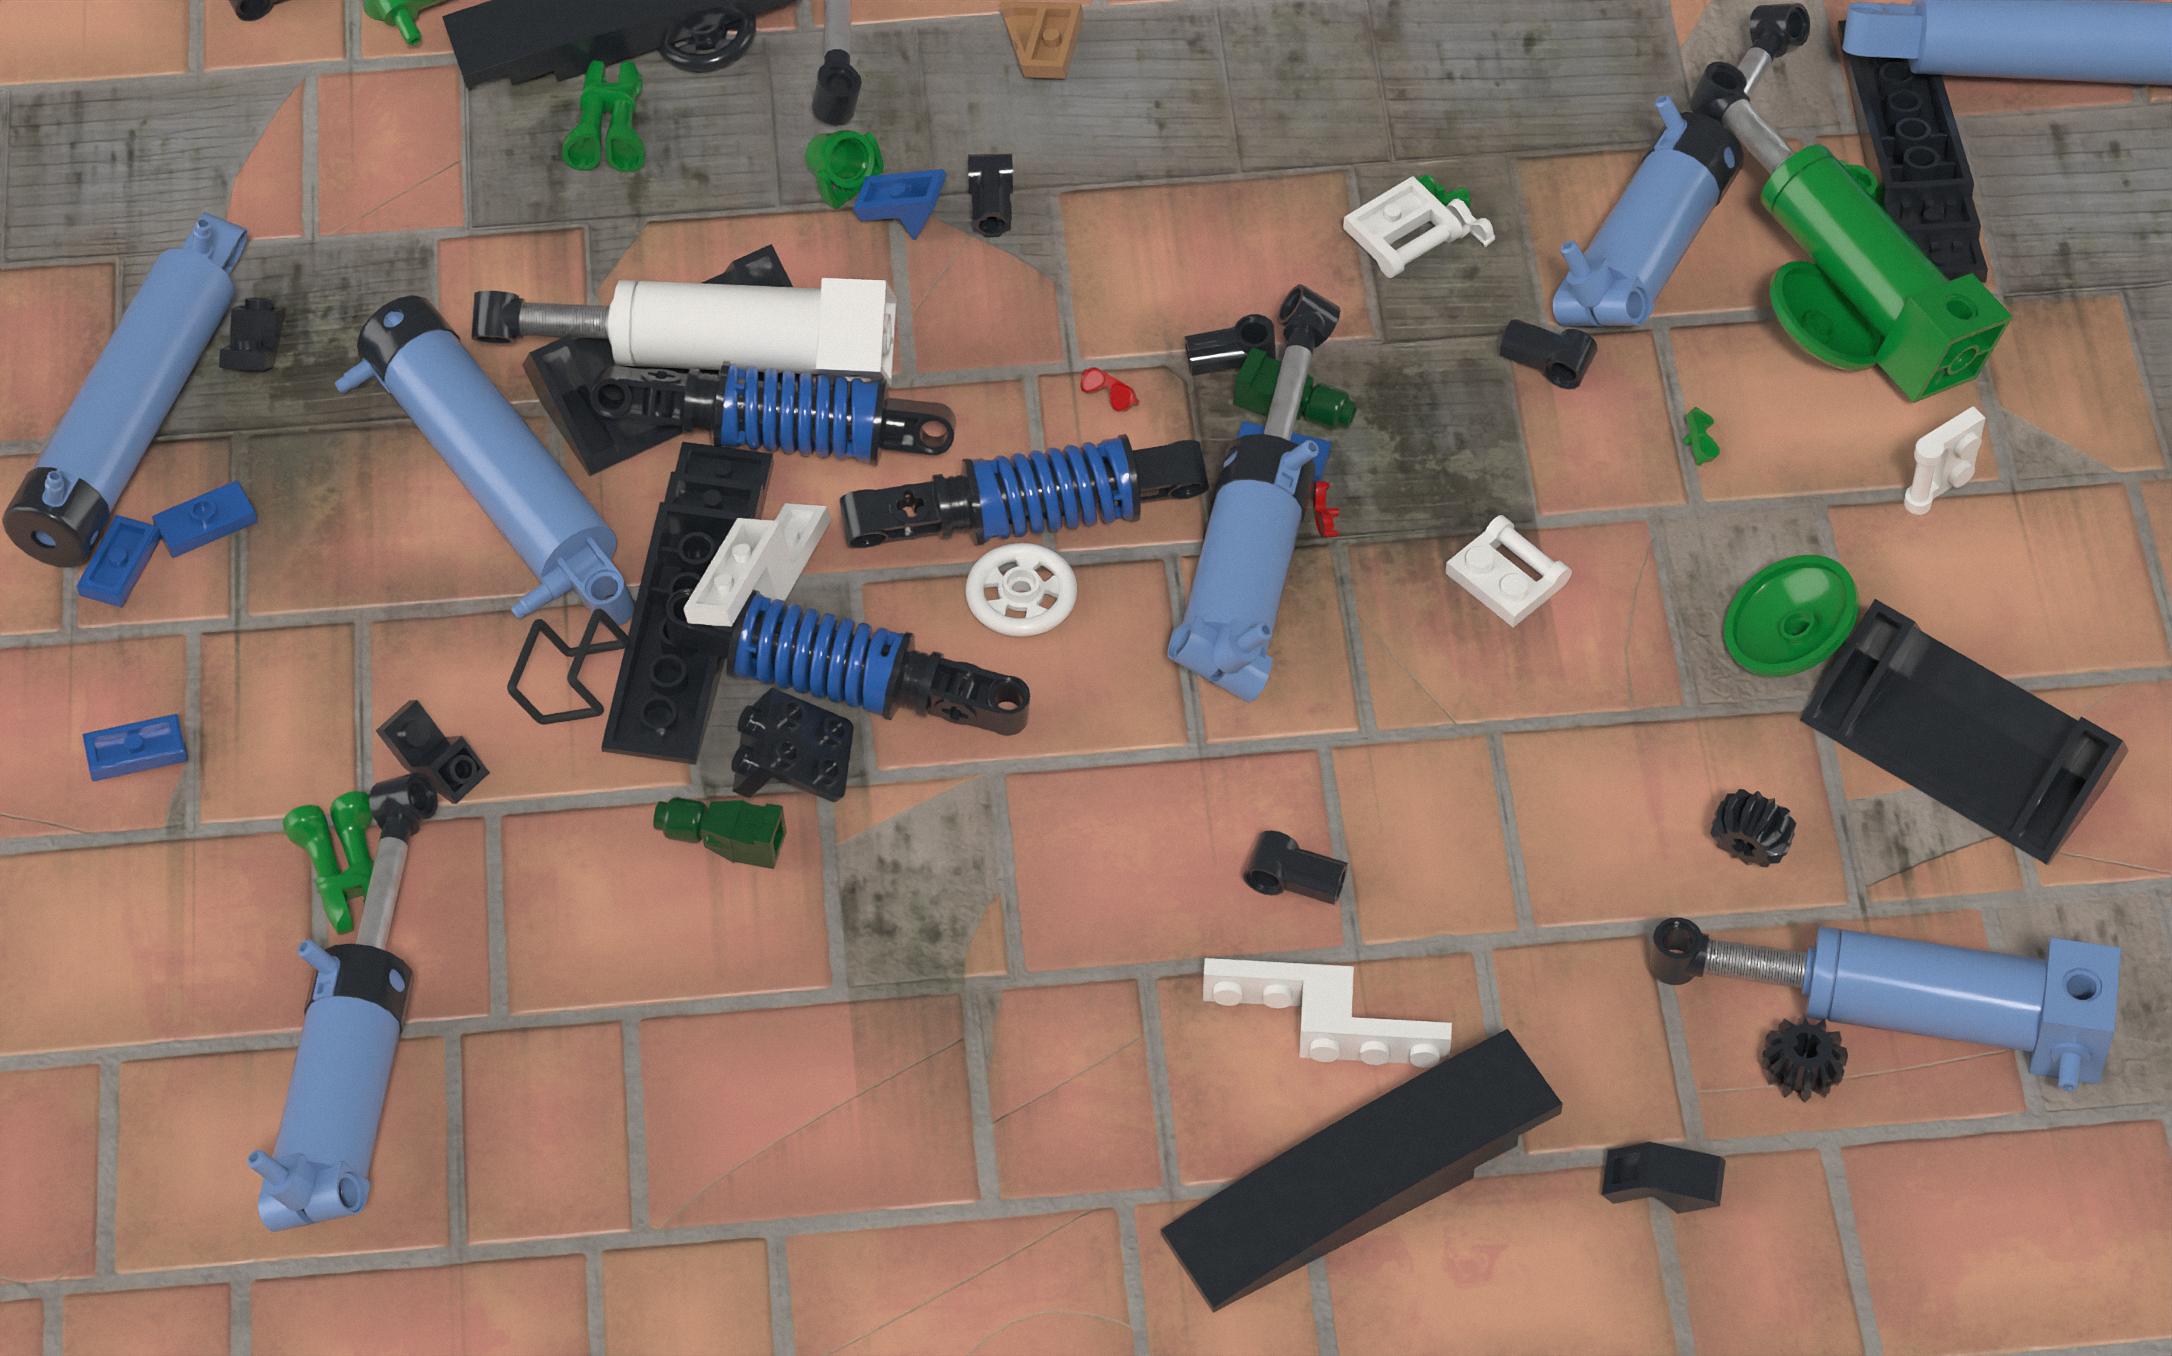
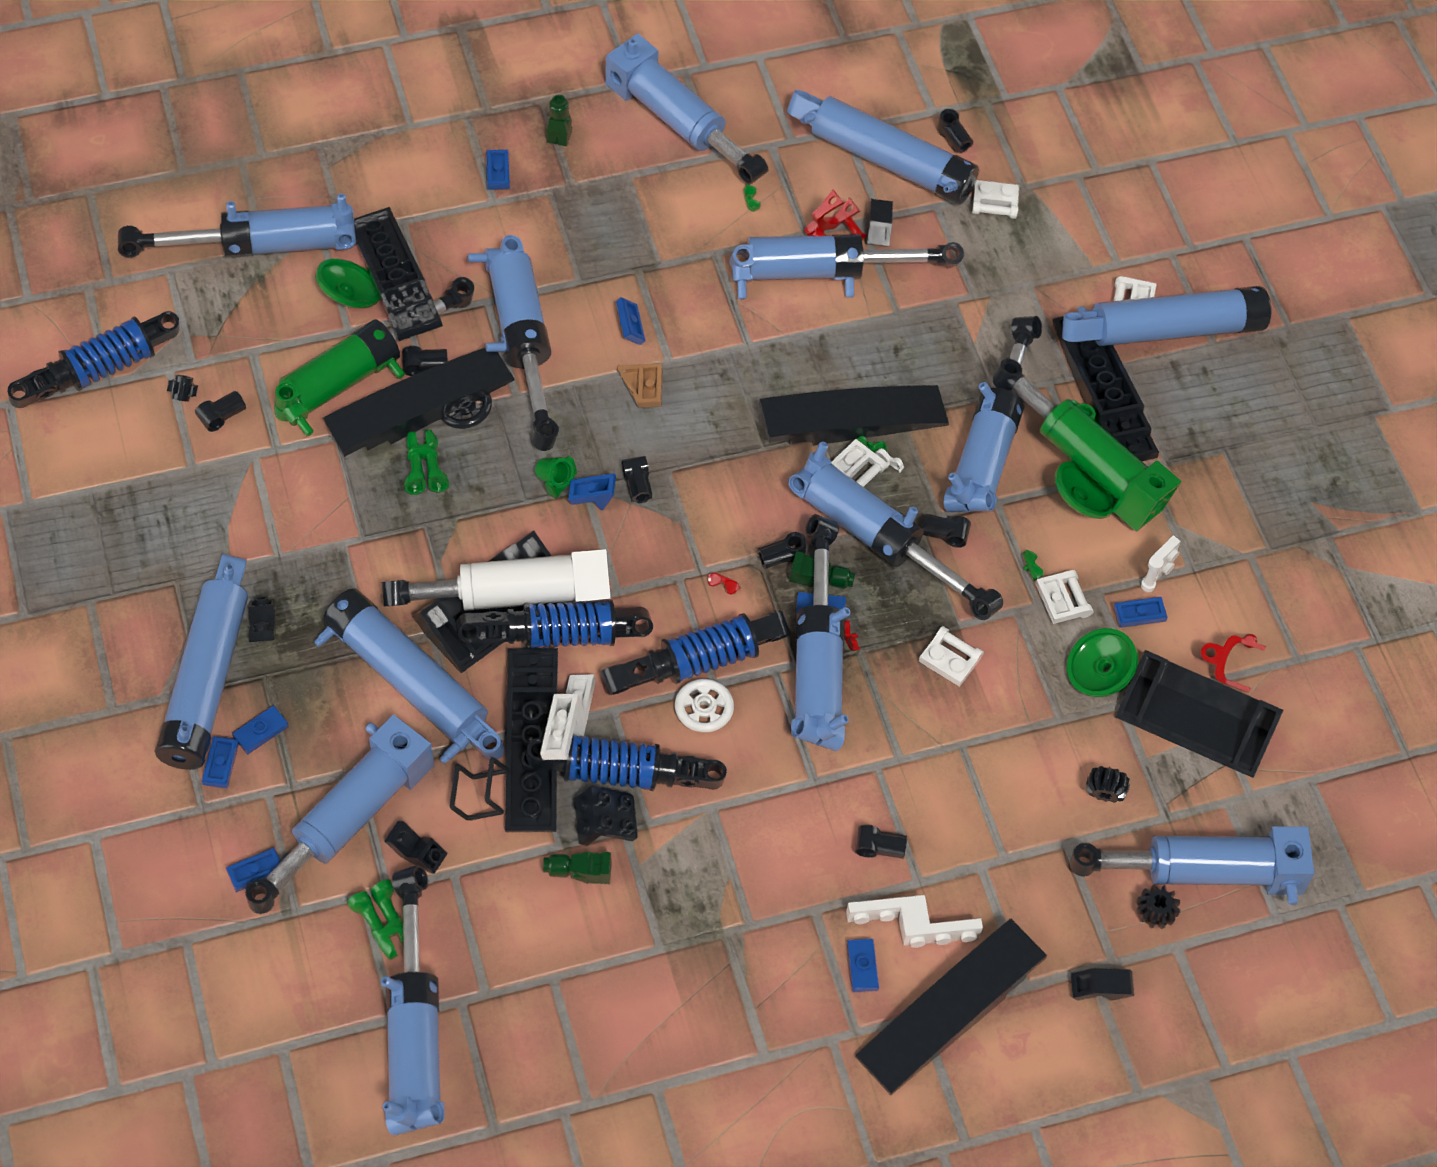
camera: 15 degrees left, 5 degrees up
(427, 595) = (395, 759): none -> medium blue piece
(1212, 1077) = (862, 965): none -> blue plate
(1417, 132) = (852, 413): none -> black slope
(1421, 325) = (880, 526): none -> piece
(1735, 502) = (1057, 598): none -> white plate
(1890, 543) = (1140, 612): none -> blue plate
(2031, 632) = (1222, 654): none -> red piece

